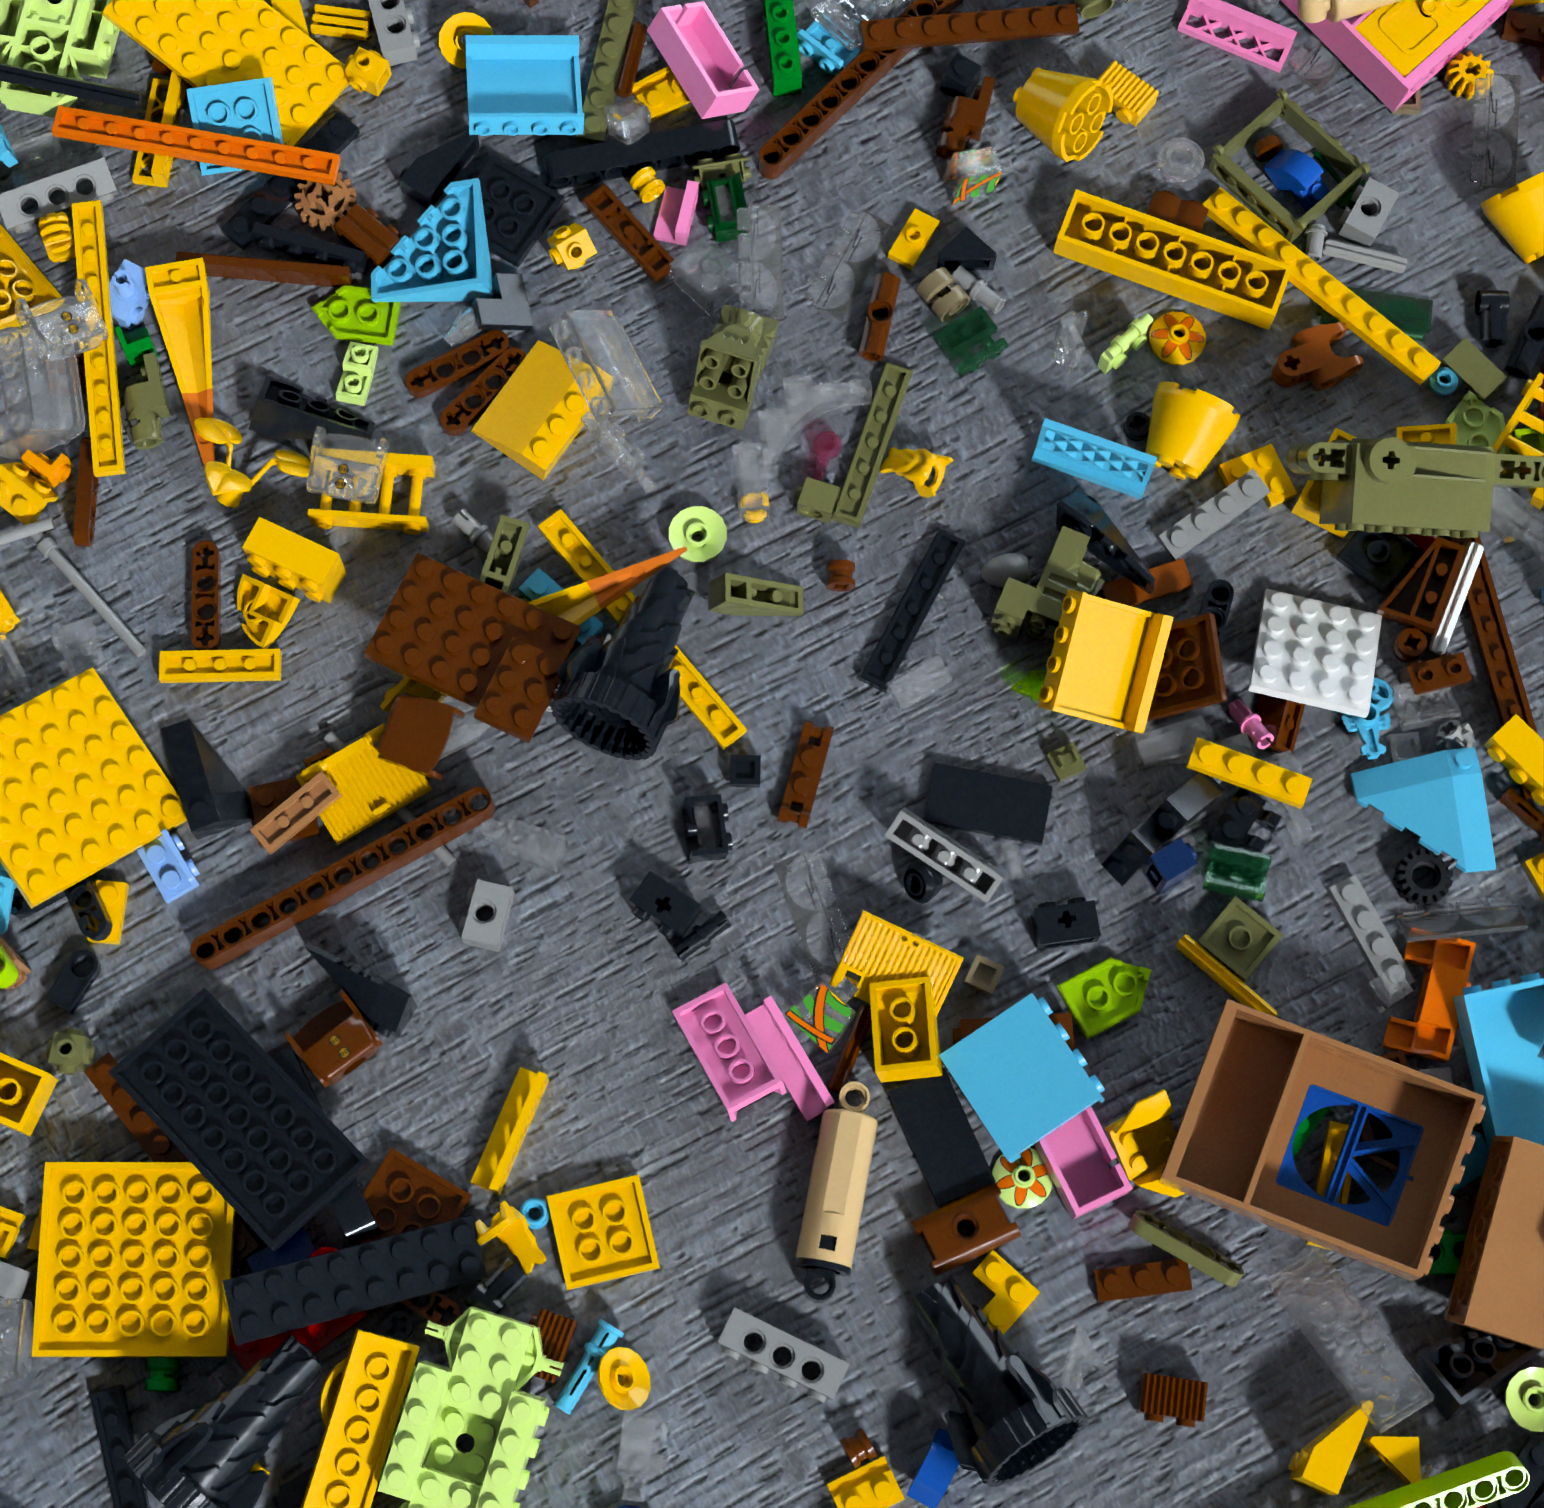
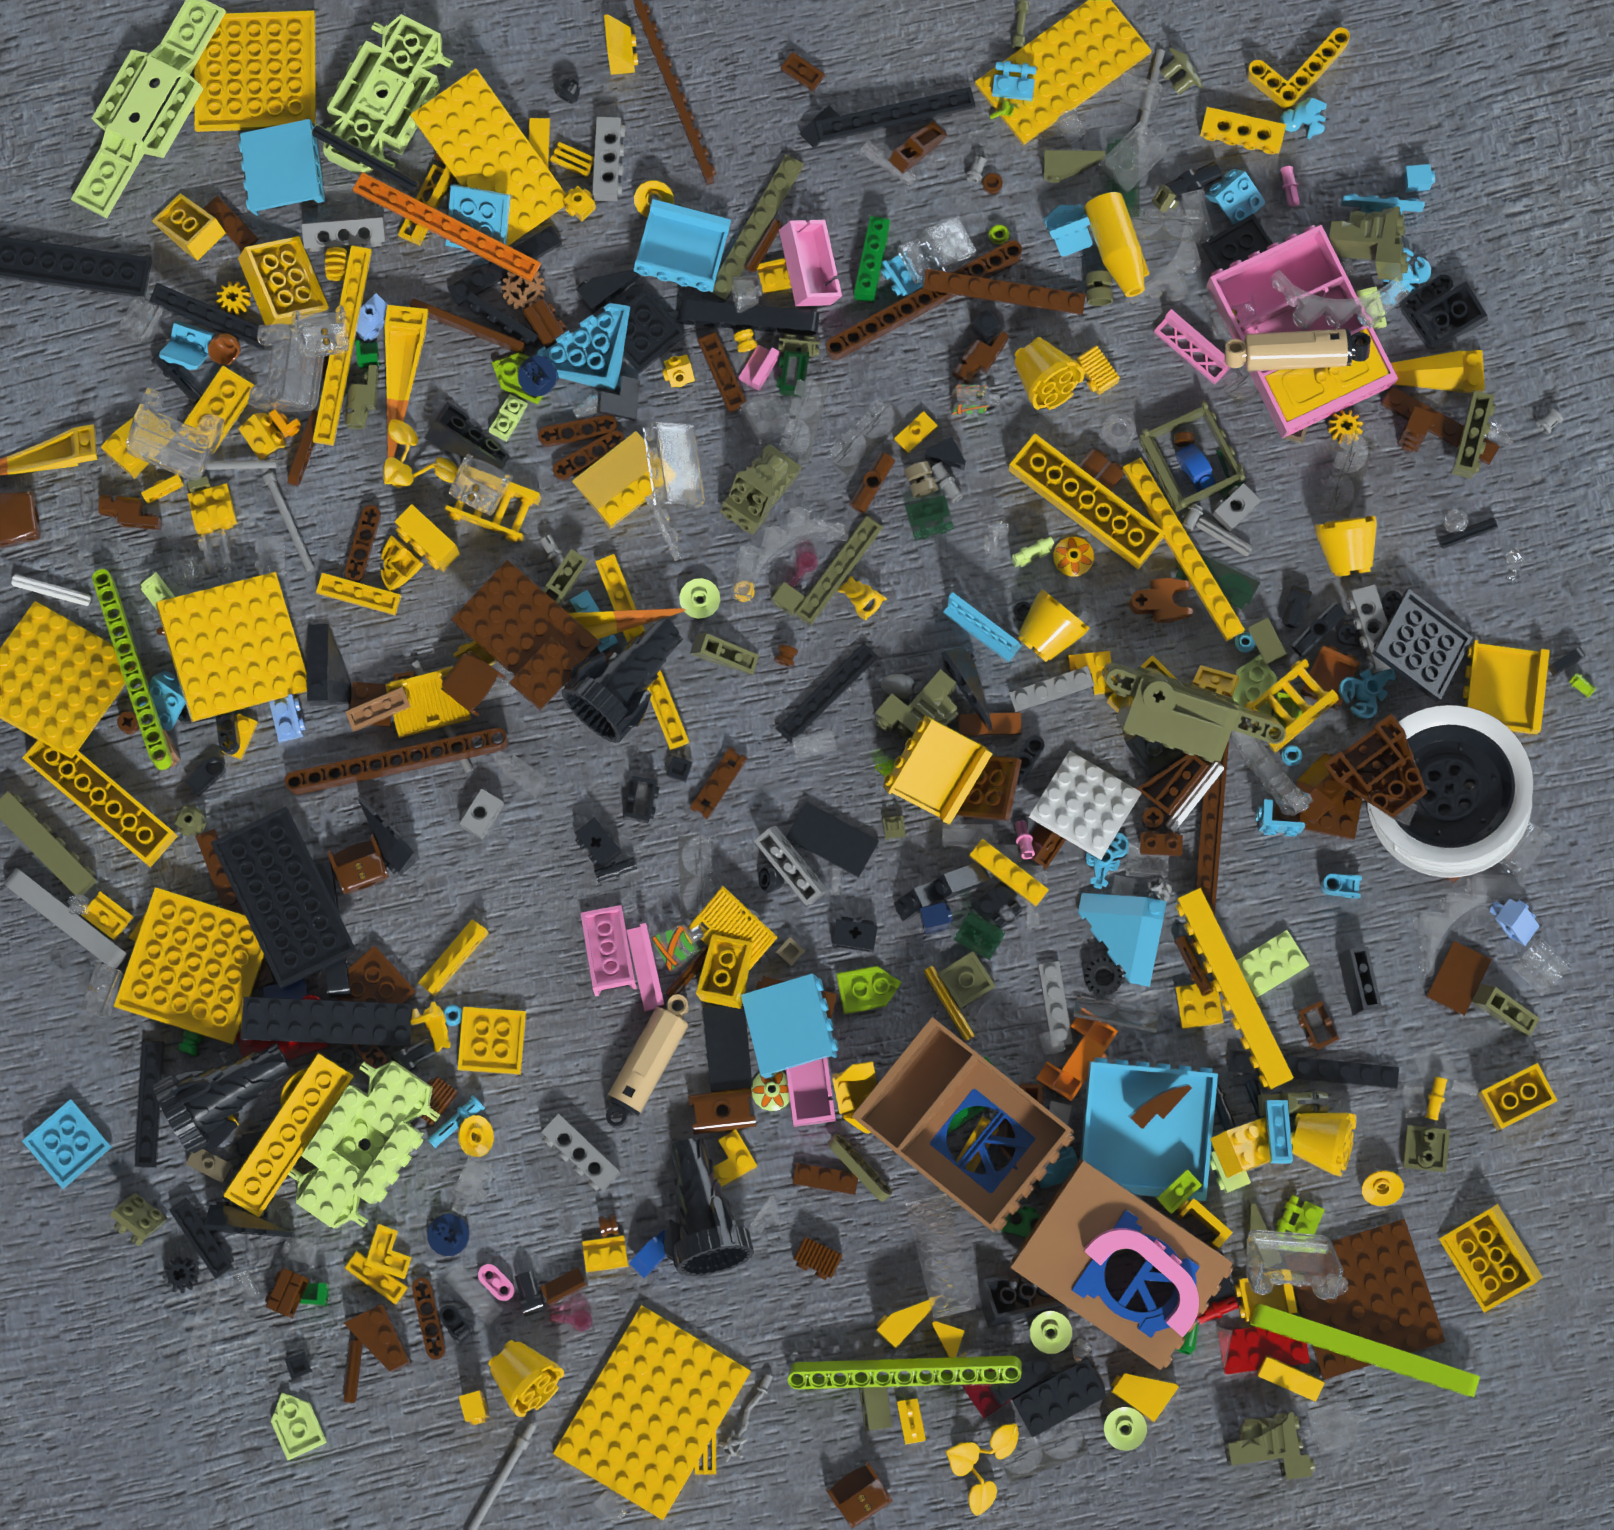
camera: 25 degrees right, 5 degrees up
(392, 311) = (544, 383): none -> dark blue plate

